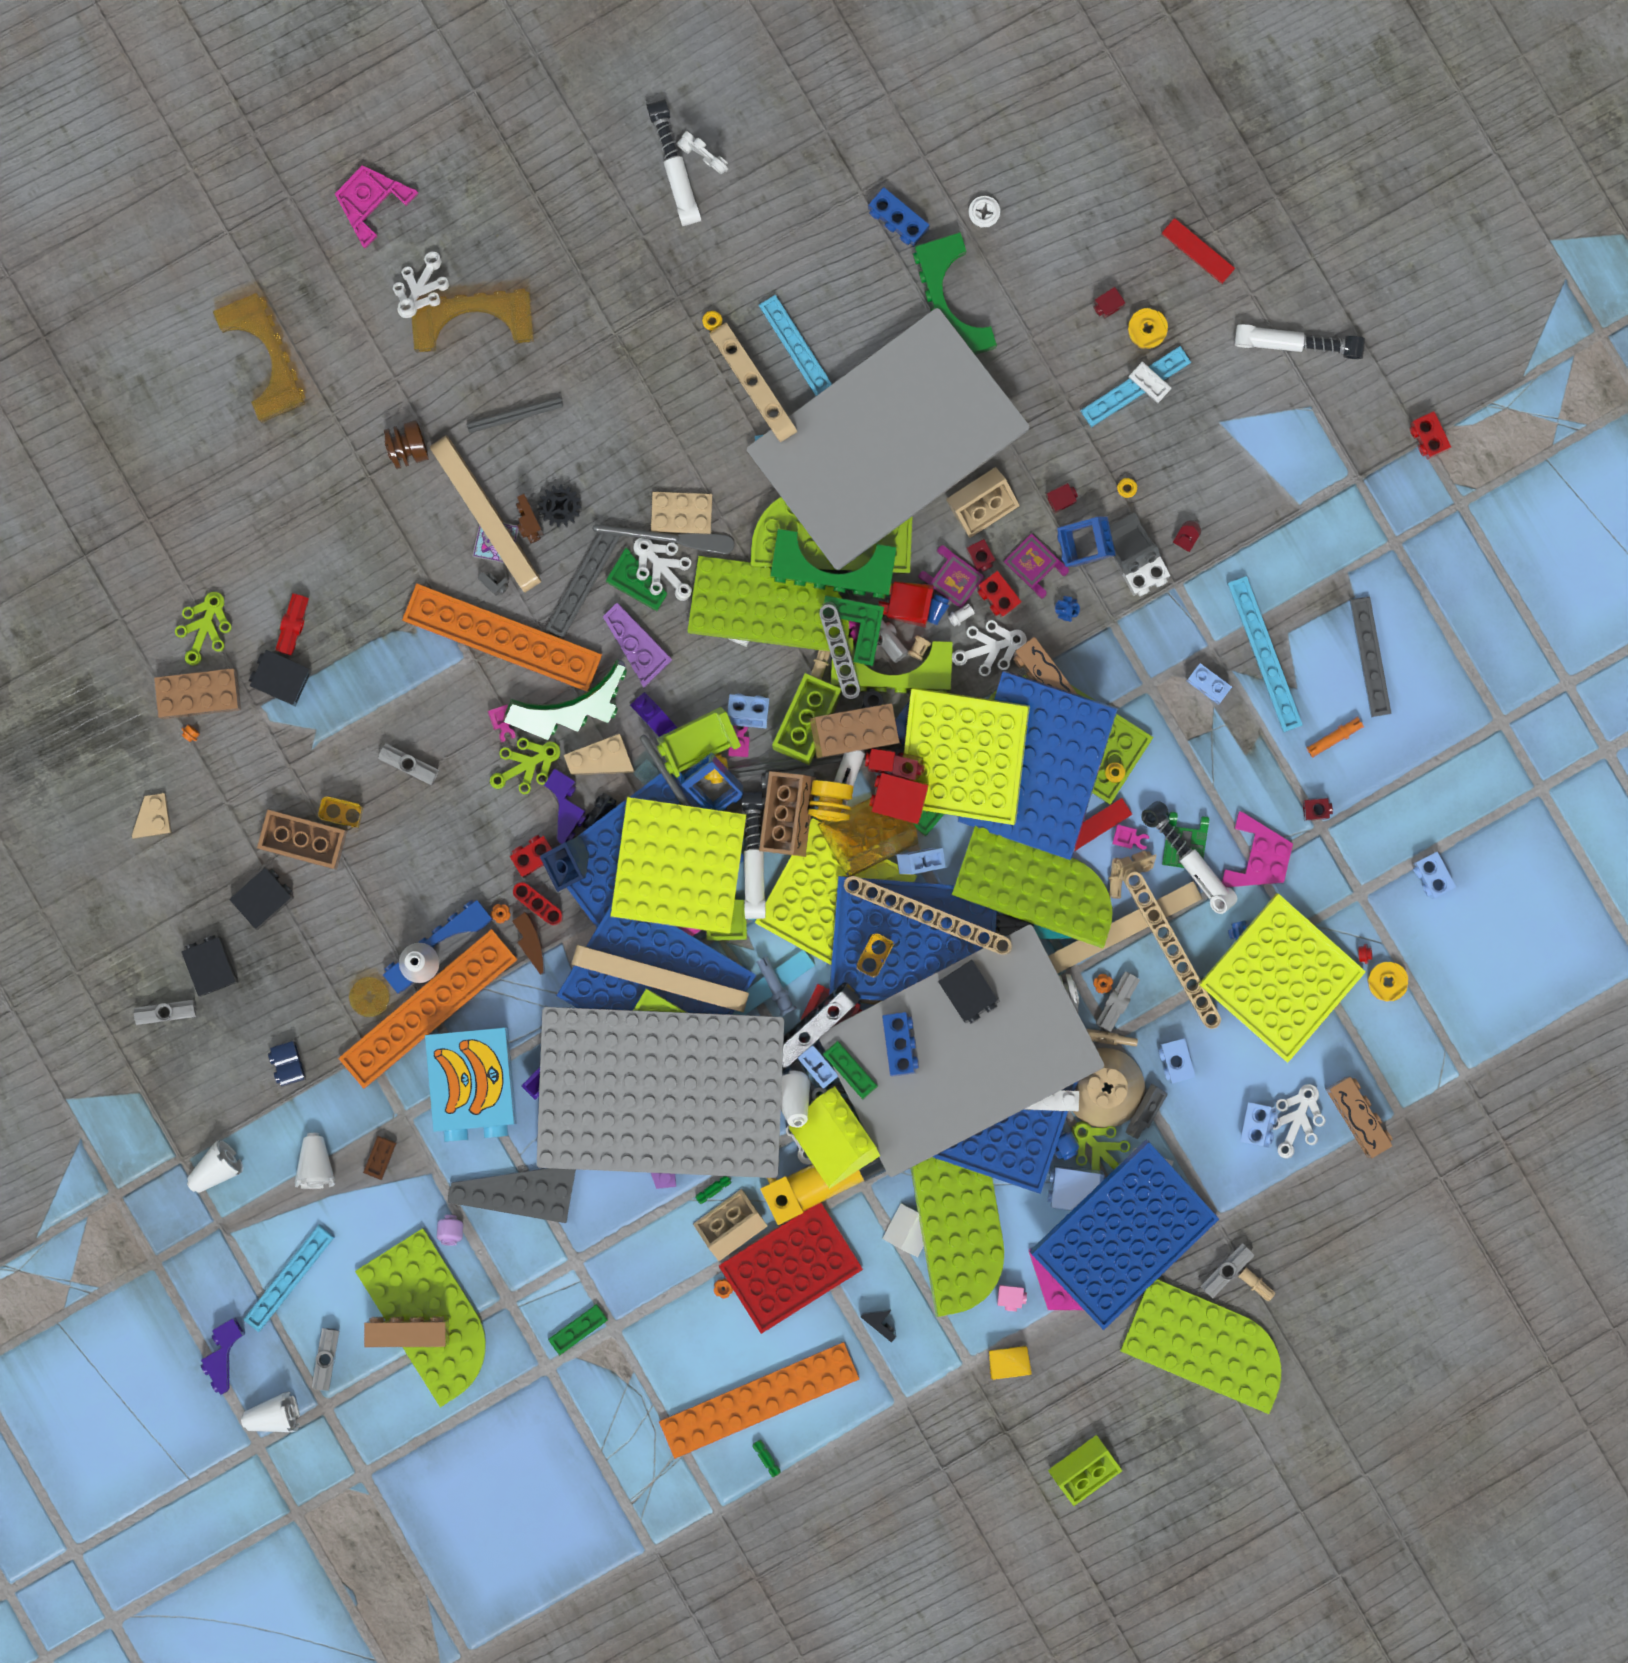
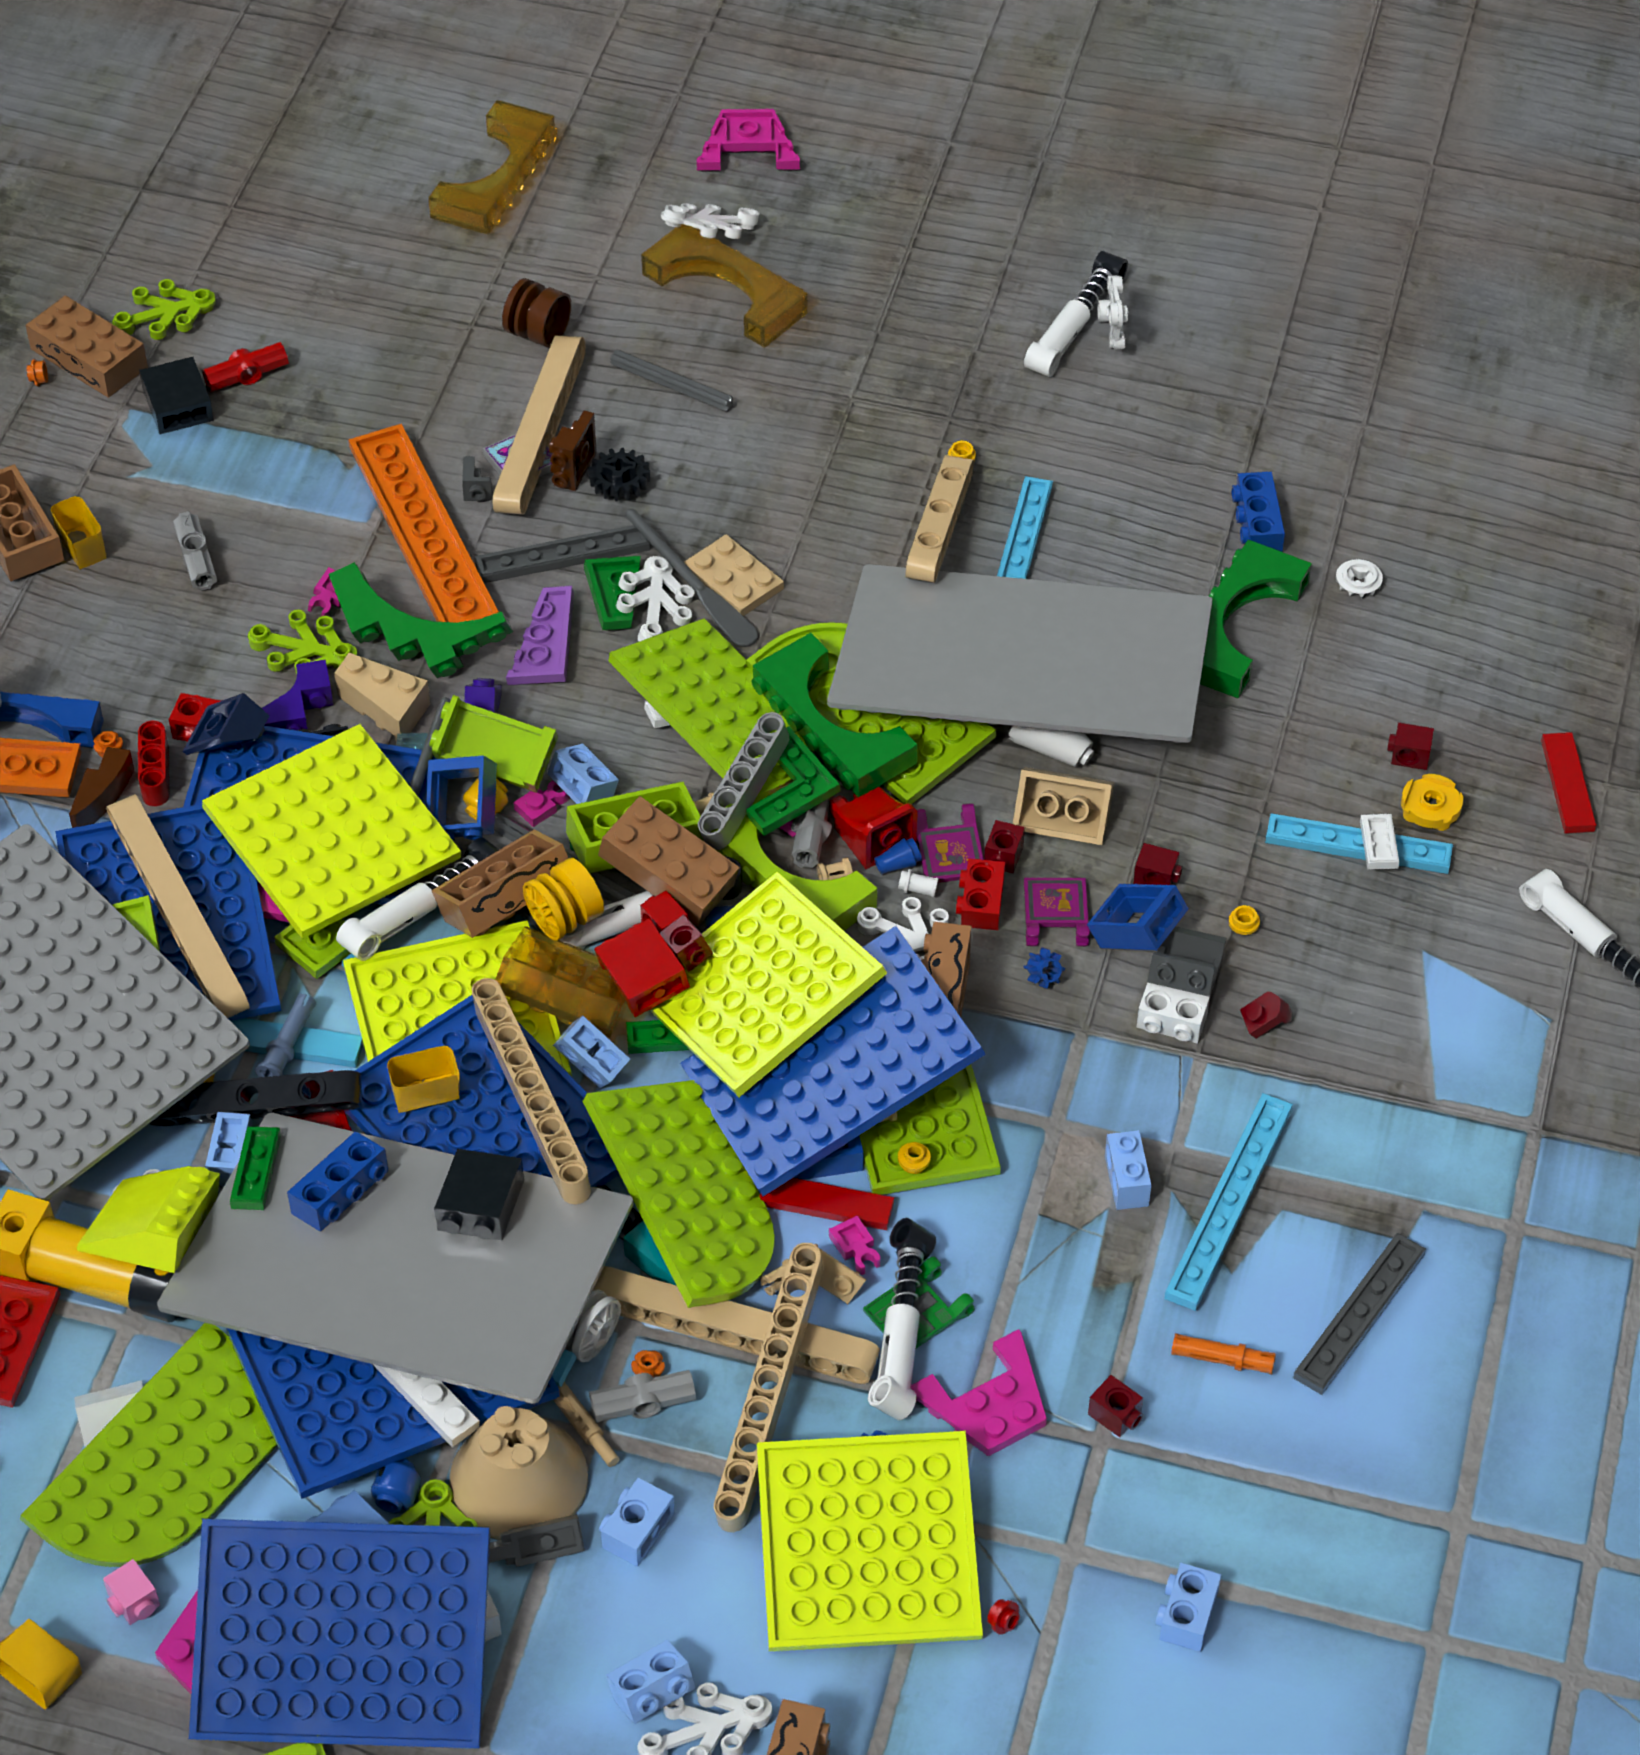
camera: 40 degrees right, 35 degrees down
(795, 1098) = (165, 1143): white cone -> none
(1399, 981) = (997, 1695): yellow plate -> none

